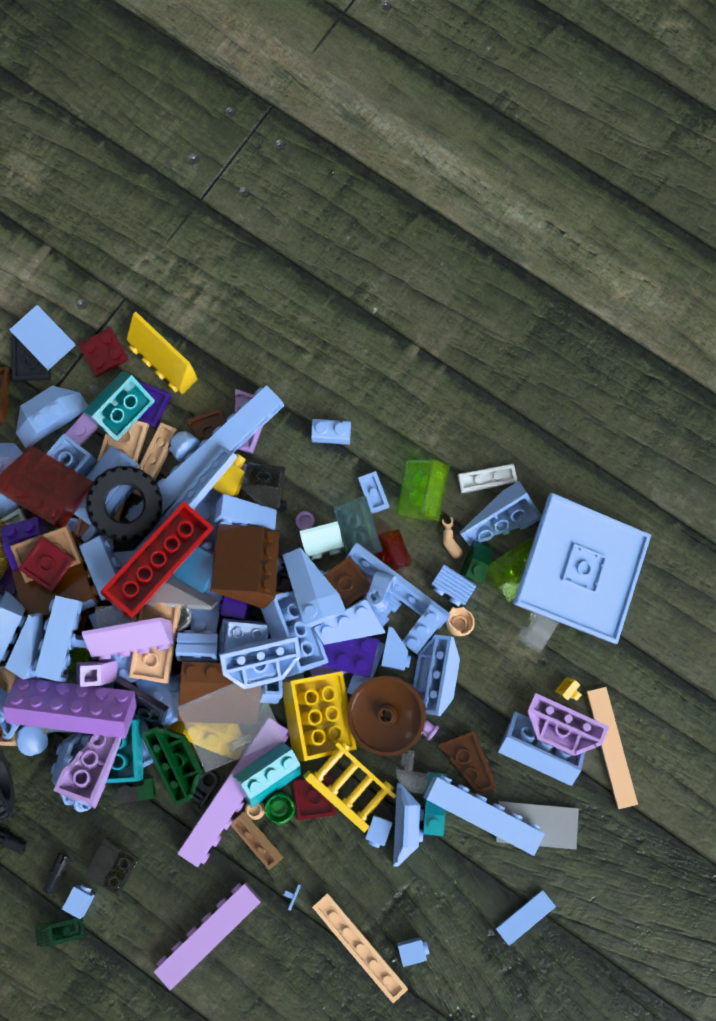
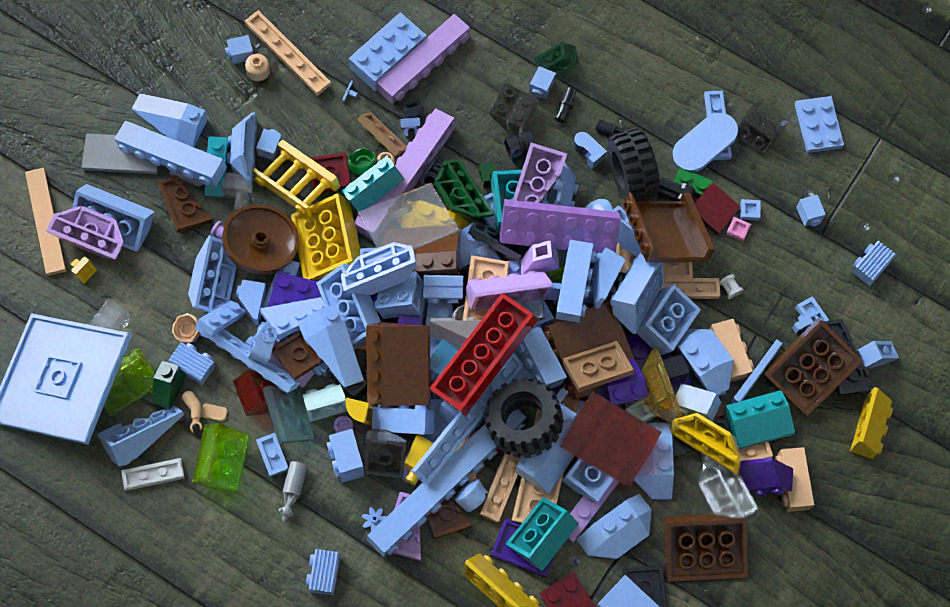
camera: 170 degrees right, 10 degrees down
(34, 817) = (589, 148): none -> light blue leg
(46, 563) = (595, 354): dark red tile -> none
(112, 821) = (513, 145): none -> black wheel
(223, 871) = (413, 109): none -> black plate
(226, 853) = (408, 123): none -> light blue tile
(247, 945) = (385, 50): none -> light blue brick
(278, 434) = (373, 523): none -> light blue plant
(287, 527) = (360, 411): none -> yellow brick
(301, 484) = (346, 455): none -> light blue brick
(325, 380) = (324, 572): none -> light blue brick
(331, 431) = (316, 515): light blue brick -> none
(353, 460) = (292, 487): none -> light grey wheel
(392, 919) = (257, 67): none -> light nougat head
(431, 539) = (214, 412): none -> light nougat piece
(482, 863) = (172, 118): none -> light blue wedge
(525, 917) = (136, 79): light blue tile -> none

